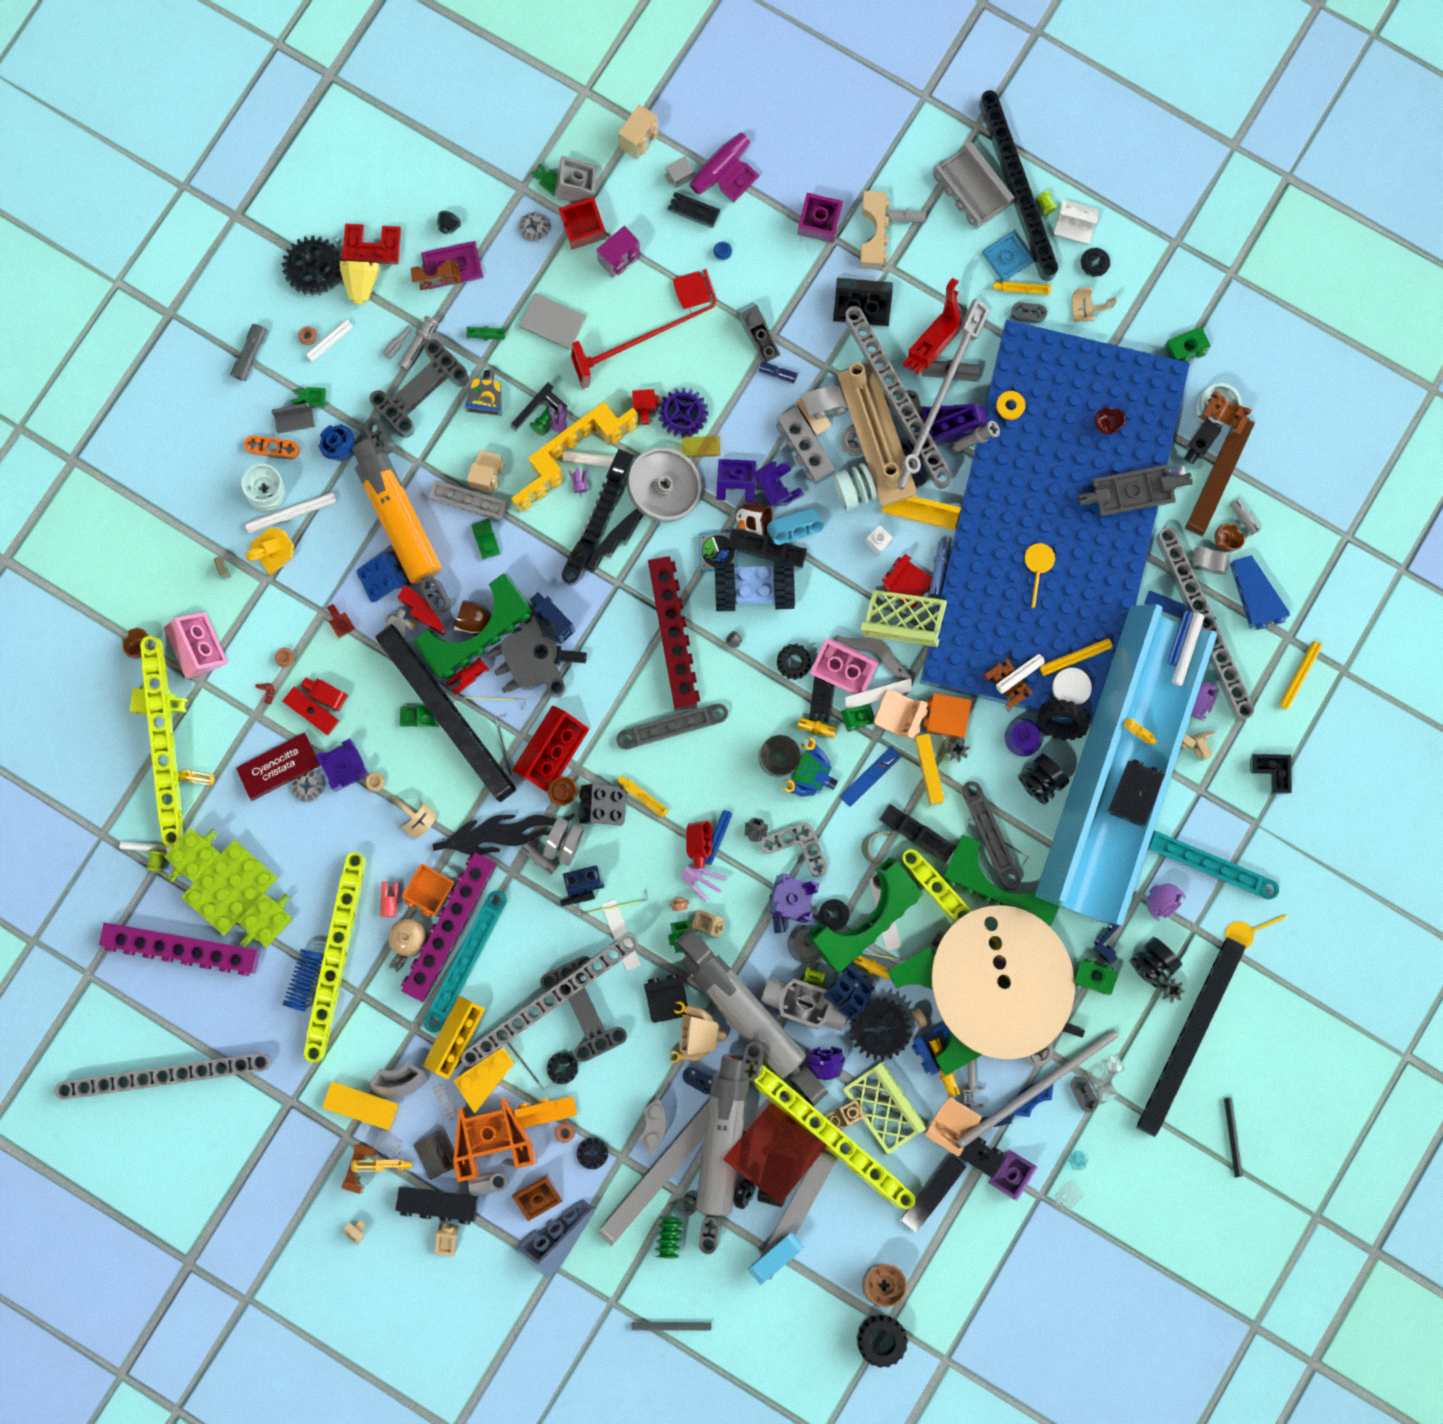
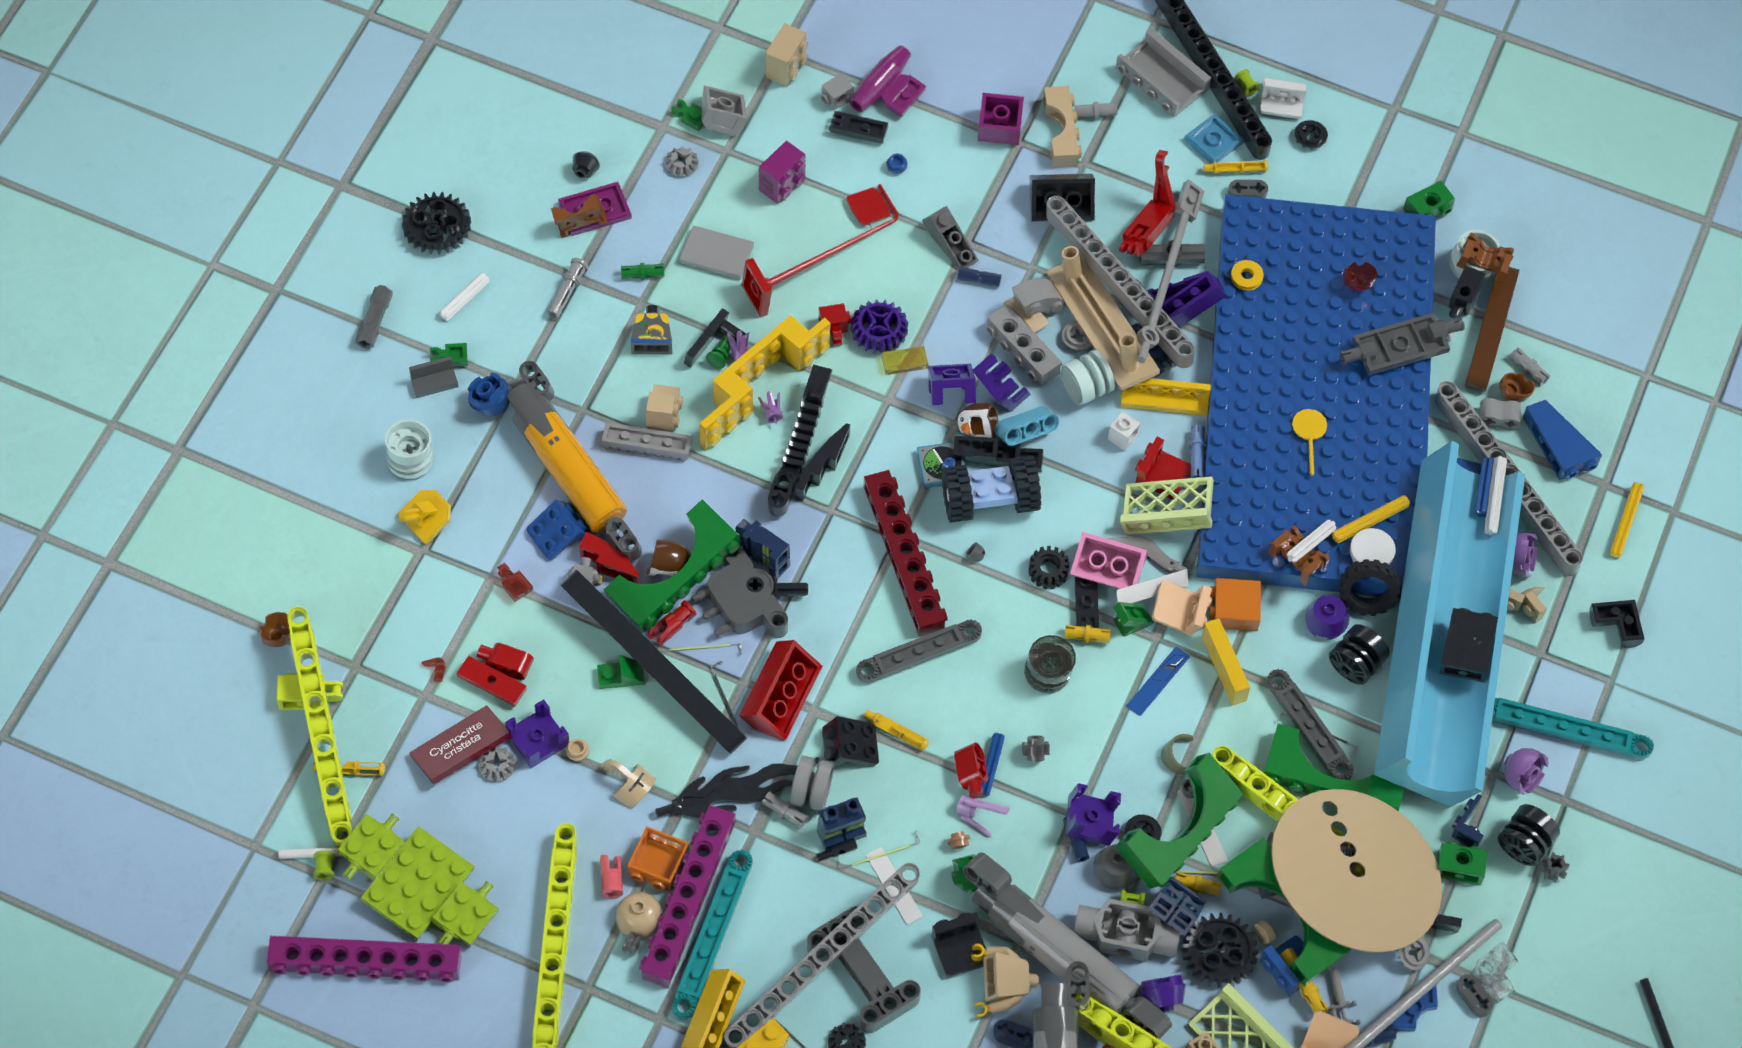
camera: 10 degrees left, 20 degrees down
(195, 644) = (345, 624): bright pink slope -> none
(221, 567) = (368, 540): dark tan tile -> none
(257, 450) = (394, 417): orange beam -> none
(284, 657) = (453, 628): nougat plate -> none
(290, 512) = (441, 476): white axle -> none
(307, 330) = (439, 289): nougat plate -> none
(309, 955) = (512, 1000): blue piece -> none
(359, 279) = (492, 228): light yellow cone -> none
(383, 253) = (485, 204): red plate -> none
(396, 344) = (541, 293): light grey axle -> none
(419, 388) = (575, 332): dark grey beam -> none
(485, 539) = (672, 480): green slope -> none
(562, 791) = (801, 731): dark orange hair -> none
(582, 223) = (736, 149): red piece -> none
(586, 458) = (778, 385): white axle -> none
(664, 484) = (870, 399): light grey dish -> none
(708, 923) = (1000, 853): tan bracket -> none
(803, 841) = (1092, 757): light grey beam -> none
(811, 772) = (1090, 679): torso -> none
(917, 833) = (1224, 733): black slope -> none
(960, 745) = (1253, 638): dark grey gear -> none
(980, 435) = (1218, 307): light grey pin -> none
(1077, 303) = (1304, 165): tan helmet -> none
(1139, 731) = (1460, 579): yellow piece -> none
(1190, 1037) = (1586, 917): black beam -> none
(1244, 933) = (1621, 802): yellow piece -> none

